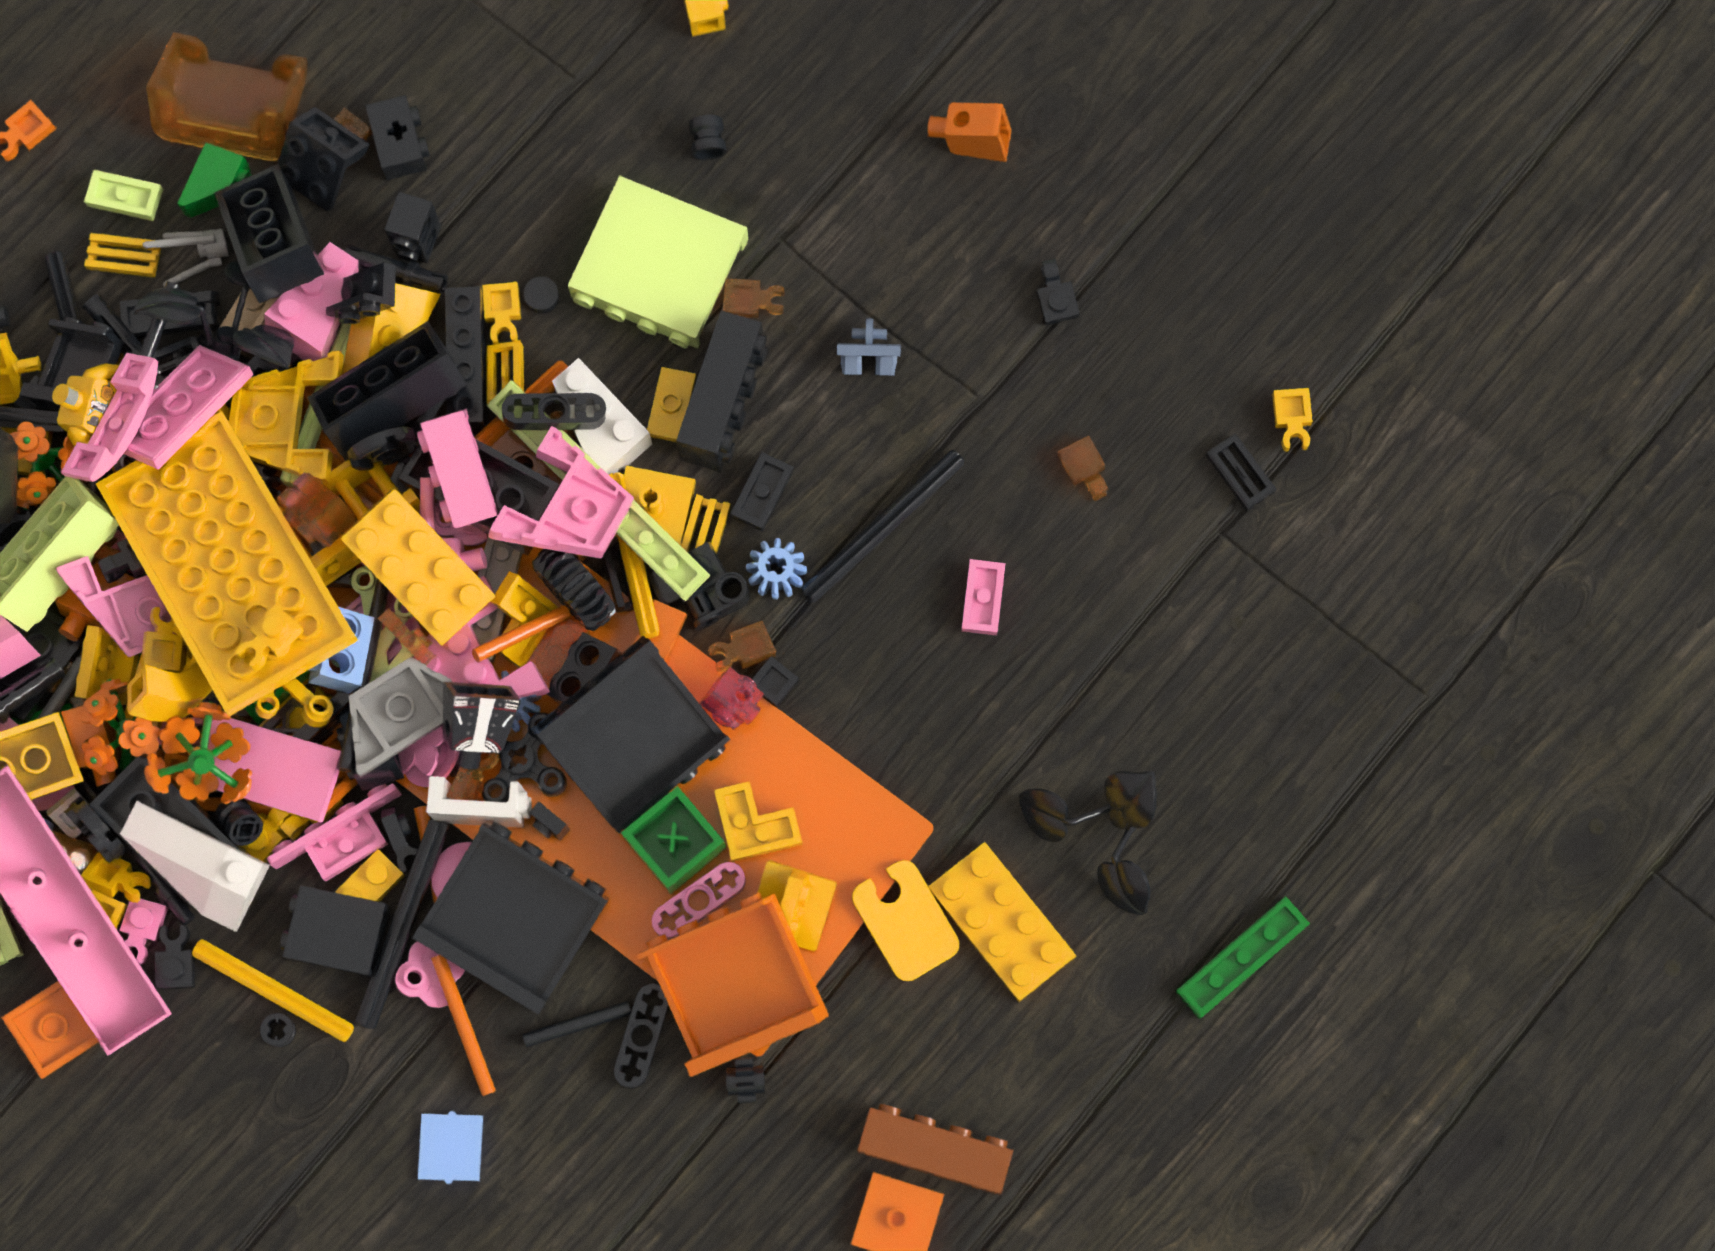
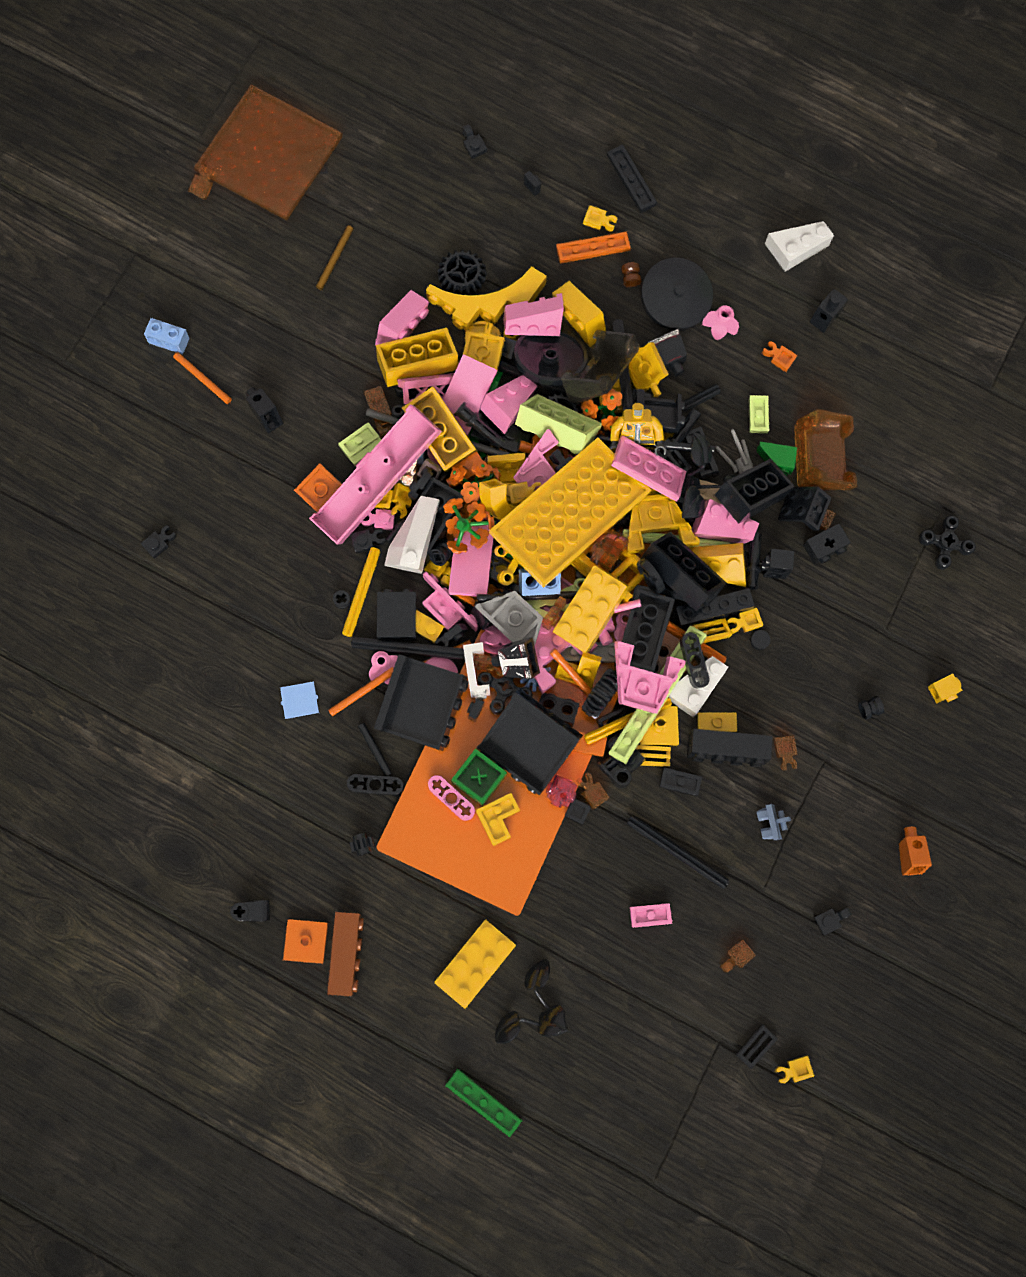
camera: 70 degrees right, 0 degrees up
(120, 422) = (631, 440): bright pink slope -> none
(124, 242) = (725, 407): yellow tile -> none
(272, 633) = (536, 543): yellow plate -> none
(365, 294) = (733, 547): black bracket -> none
(457, 469) = (648, 616): bright pink wedge -> none
(656, 262) = (793, 696): yellowish green panel -> none
(735, 982) = (409, 827): orange panel -> none
(783, 558) = (646, 801): light blue gear -> none
(803, 900) = (457, 847): yellow bracket -> none
(910, 930) = (460, 915): yellow piece -> none

